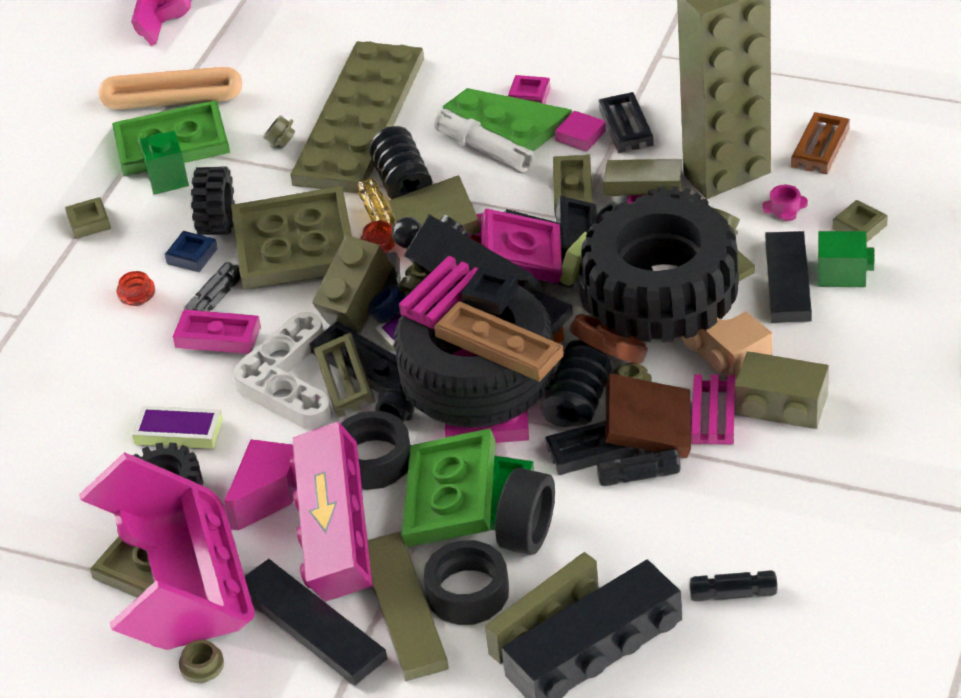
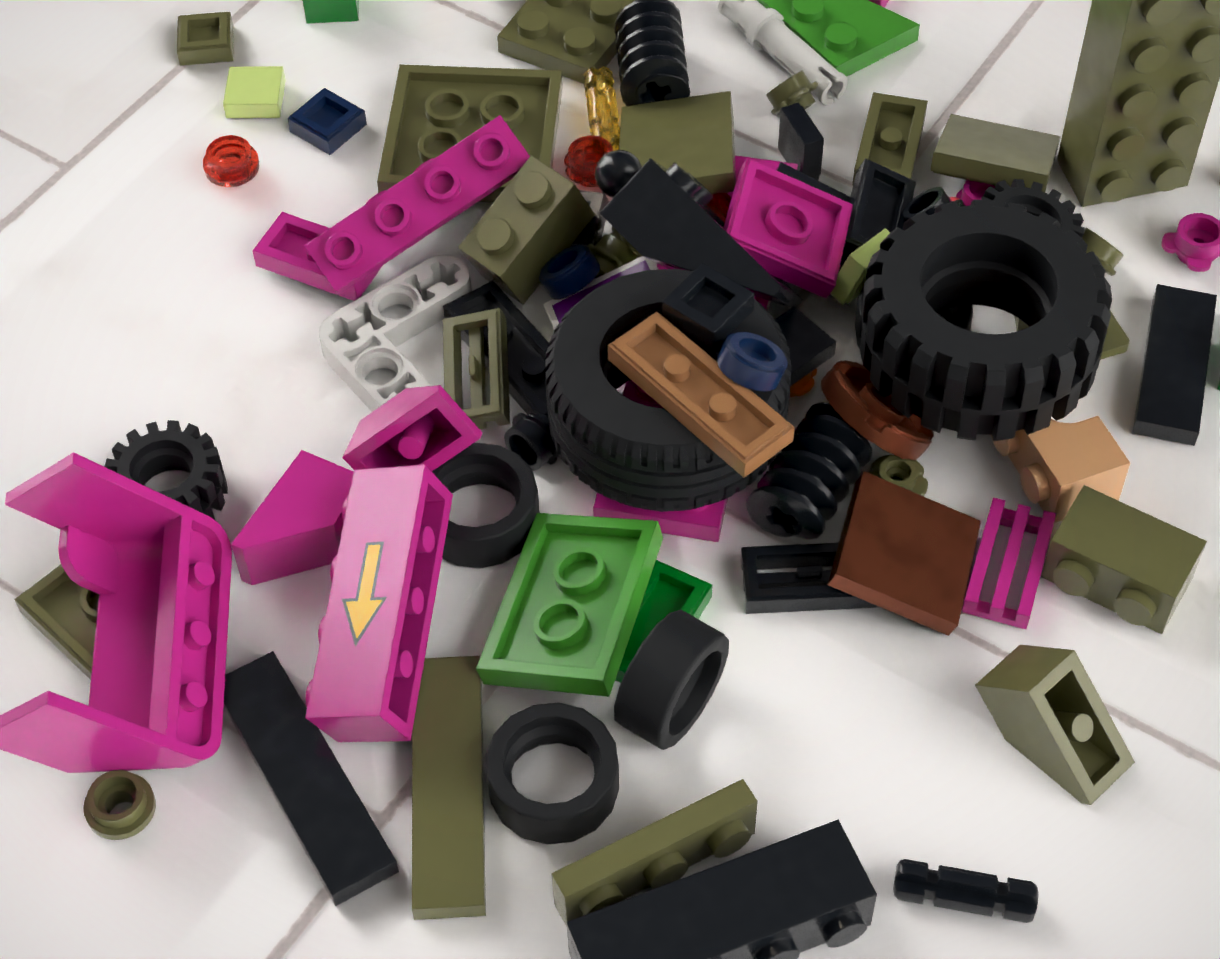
camera: 10 degrees right, 10 degrees up
(135, 243) = (254, 92): none -> yellowish green tile
(177, 425) = (217, 394): tile -> none
(212, 200) = (371, 52): black tyre -> none
(215, 288) = (337, 189): black axle -> none
(277, 282) = (418, 205): none -> dark pink bracket
(319, 406) = (410, 430): none -> dark pink slope
(435, 290) = (628, 283): dark pink tile -> none
(500, 170) = (792, 91): none -> olive plate
(513, 194) = (800, 140): none -> black tile
(526, 315) = (752, 361): none -> dark blue tile
(580, 130) = (924, 59): dark pink tile -> none
(630, 137) = (994, 86): black tile -> none
(638, 467) = (869, 636): black axle -> none
(763, 483) = (1056, 719): none -> olive slope

